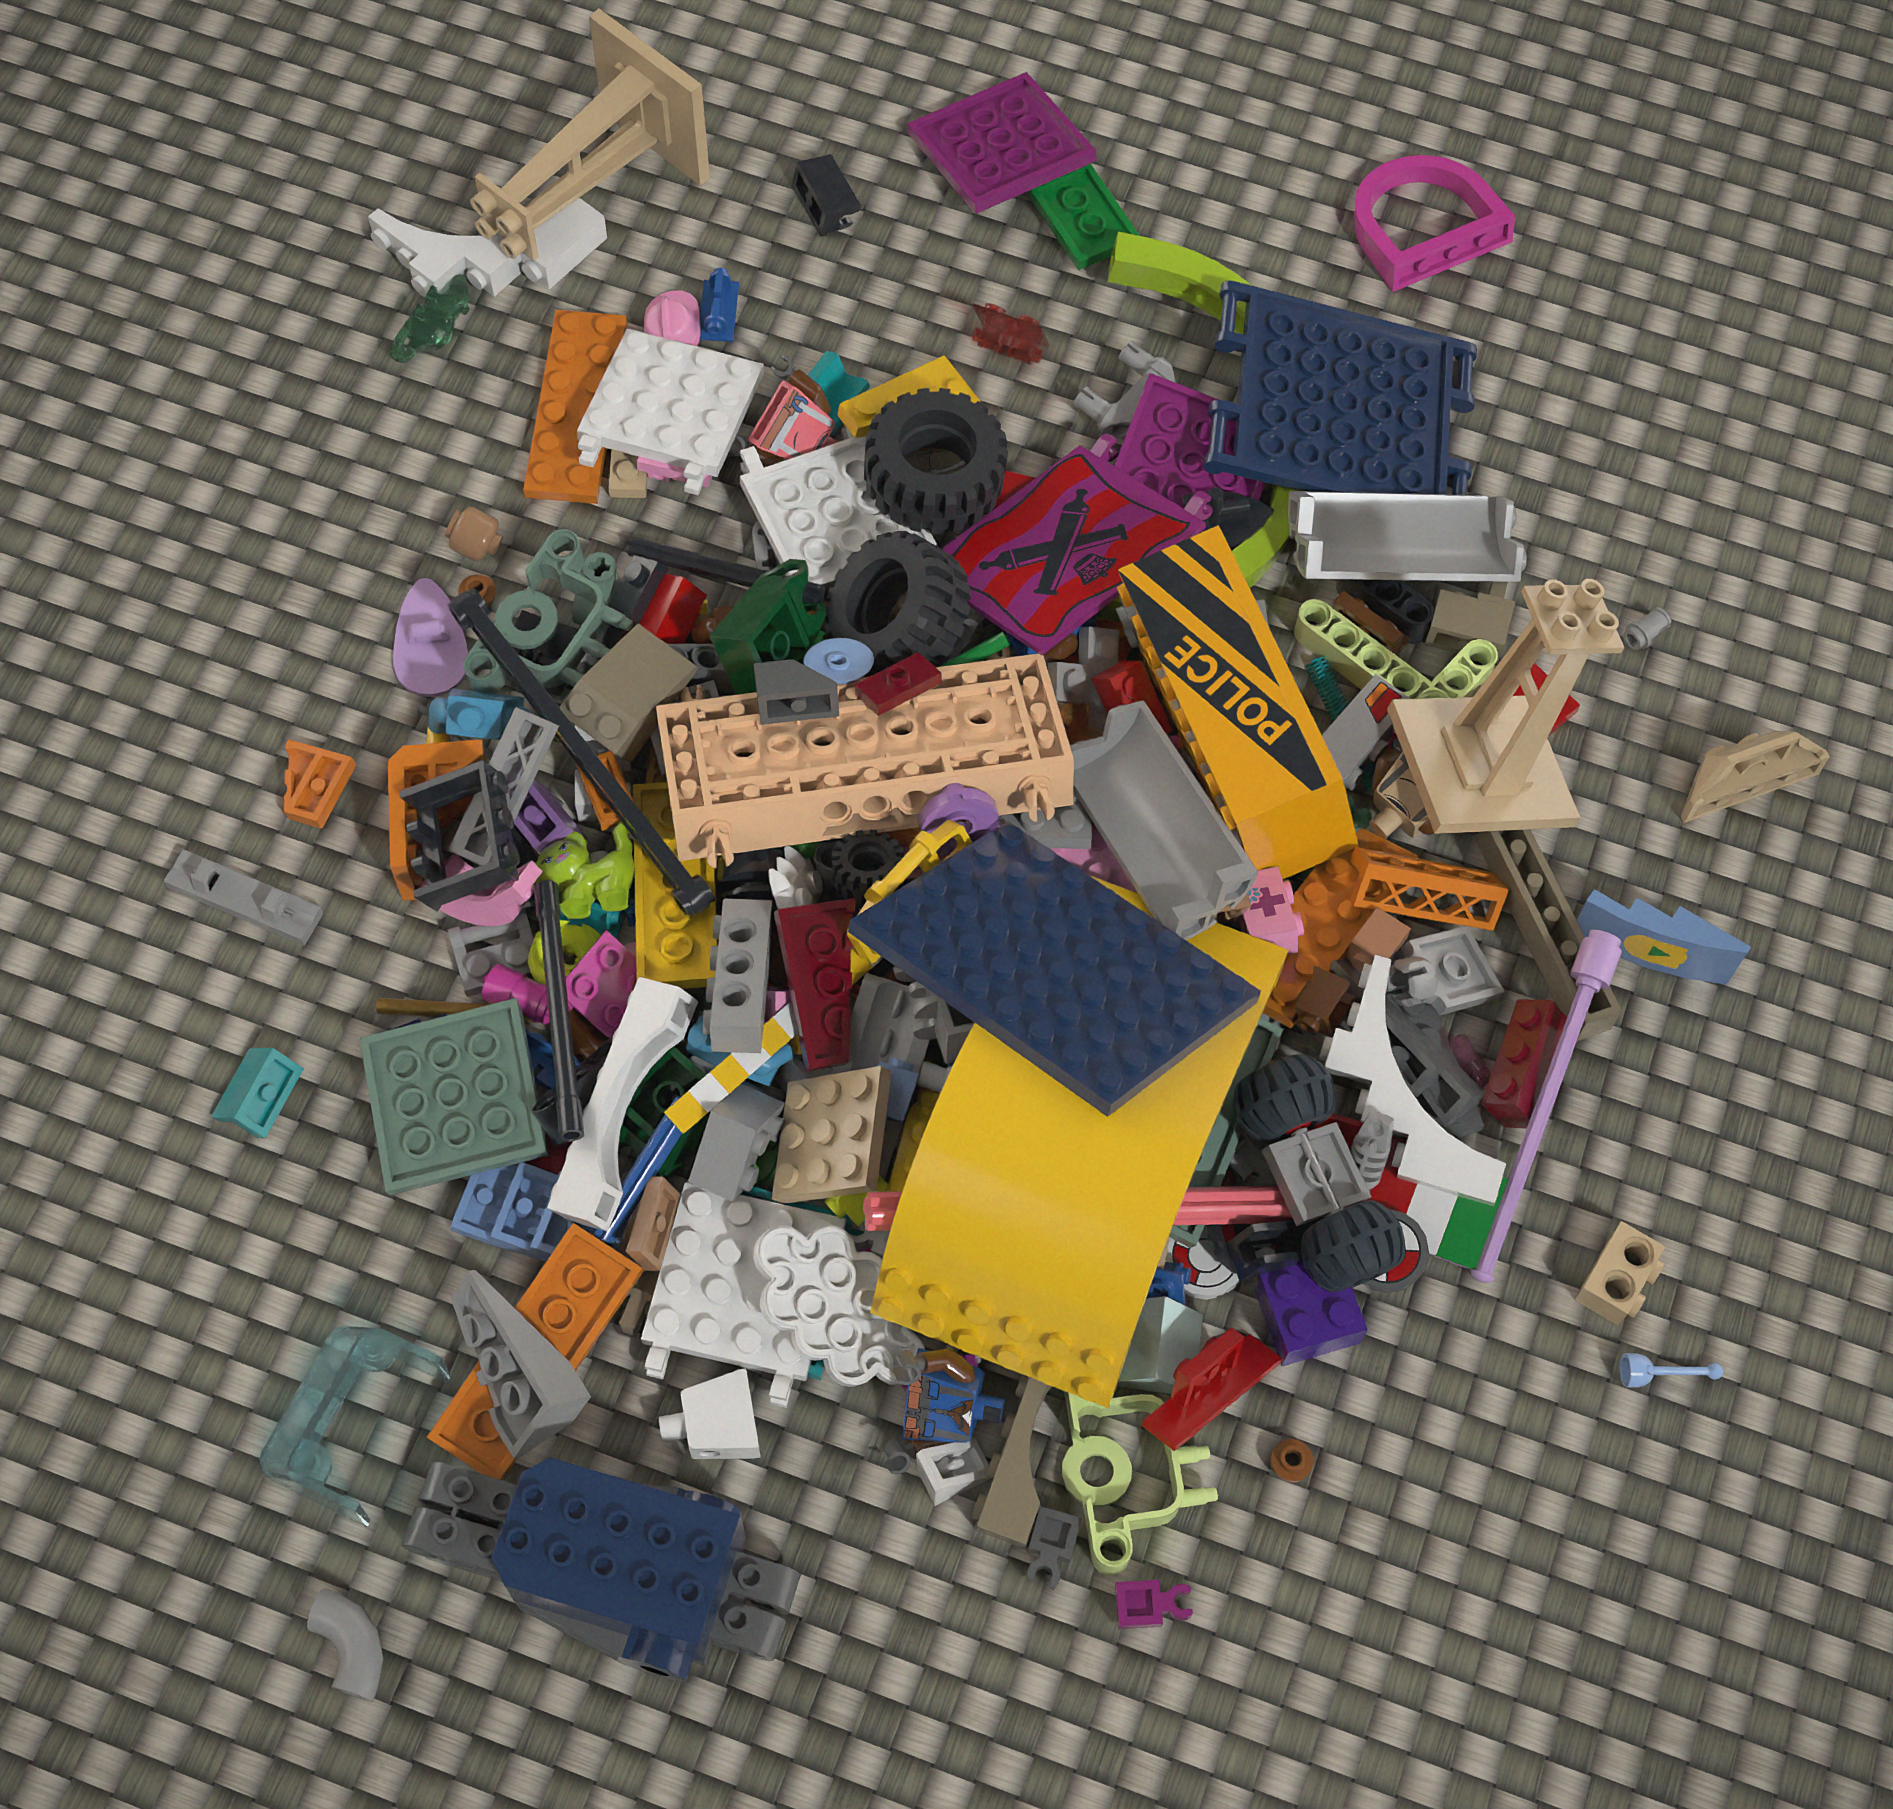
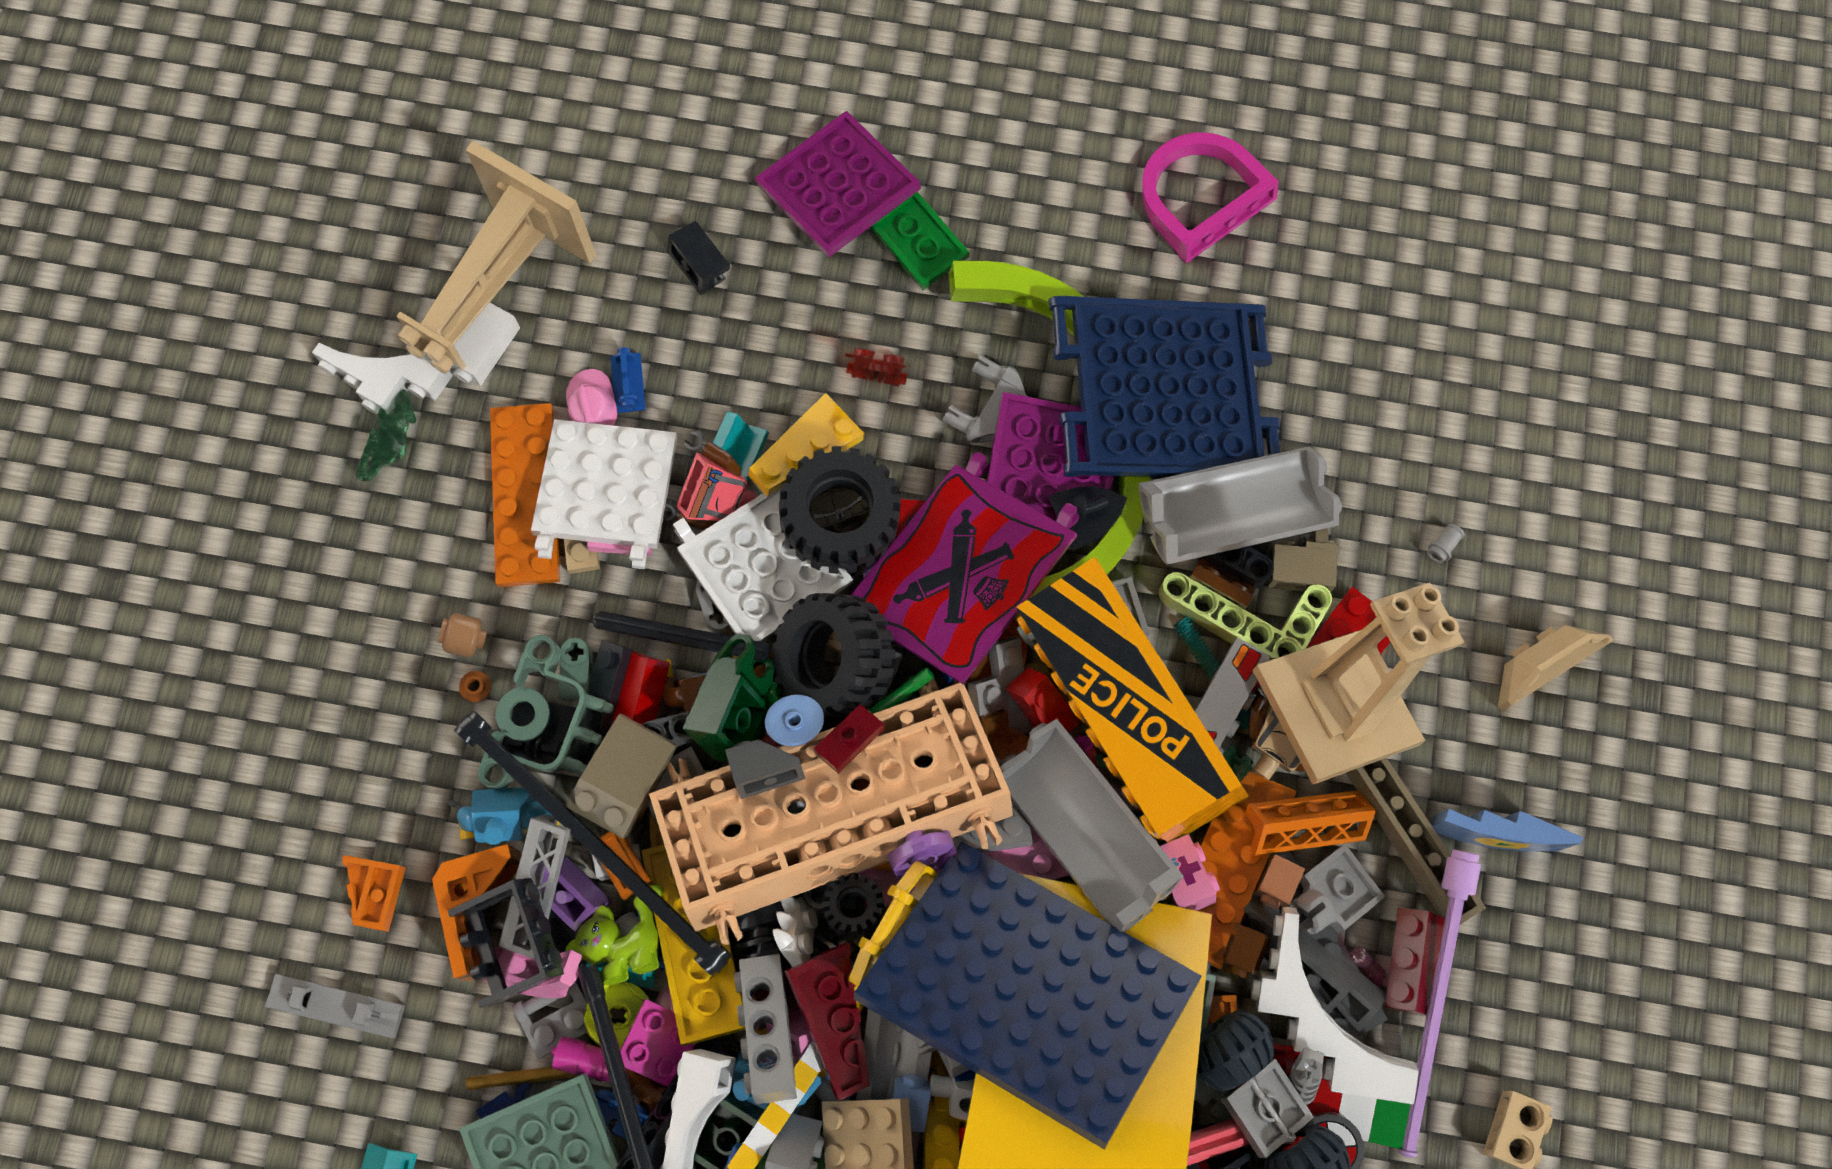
camera: 10 degrees left, 10 degrees up
(428, 642) = (440, 752): lavender shield -> none

